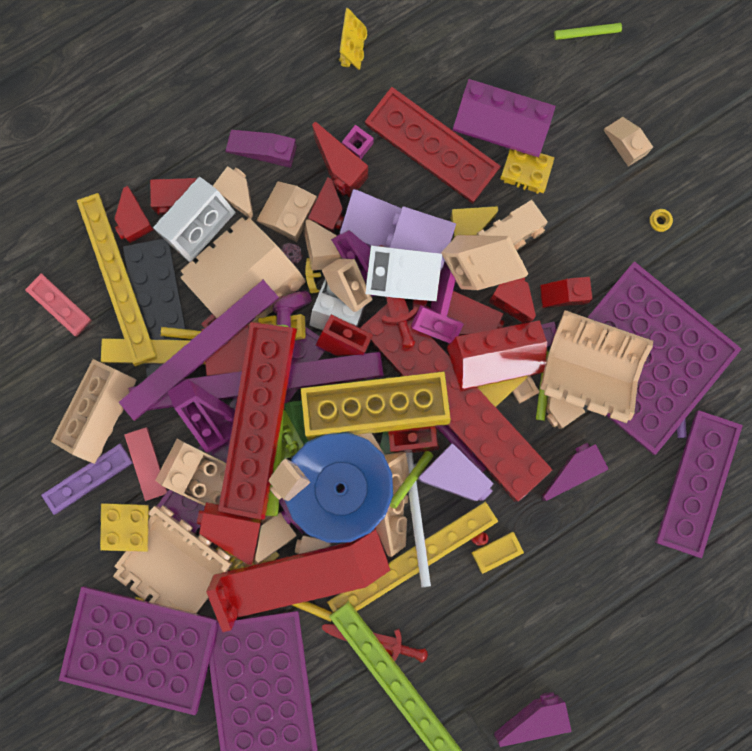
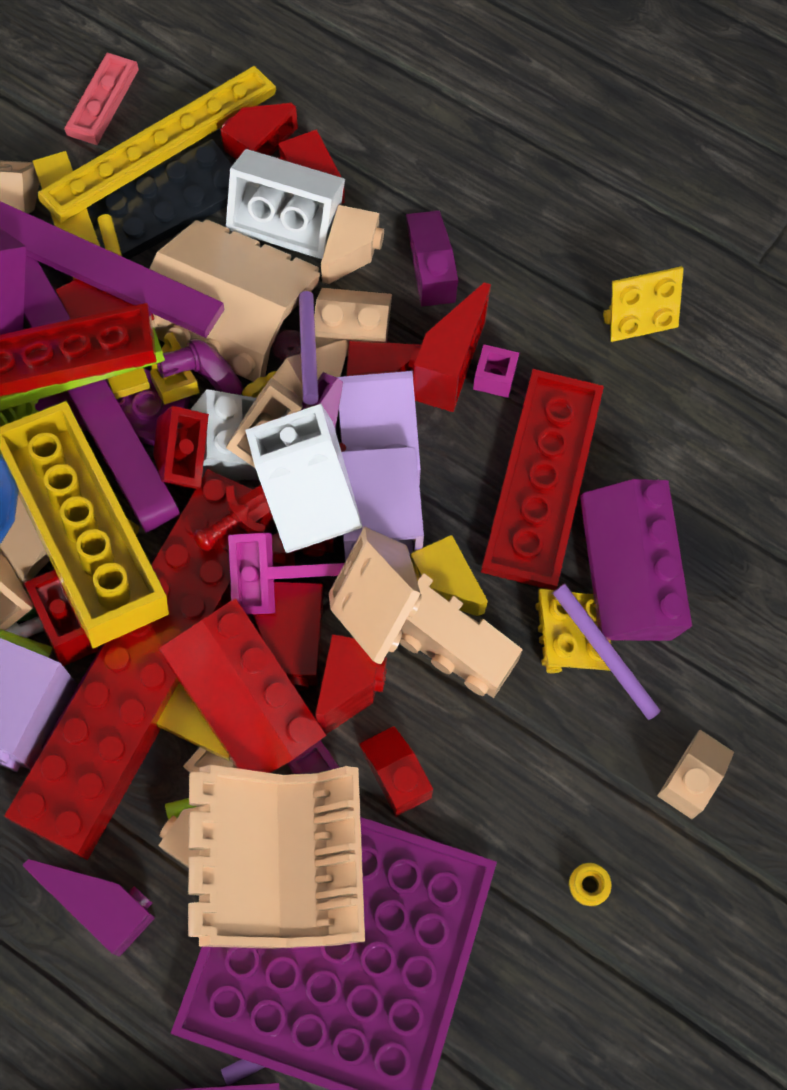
camera: 70 degrees right, 15 degrees down
(309, 241) = (308, 348): none -> medium lavender bar
(546, 157) = (606, 651): none -> medium lavender bar

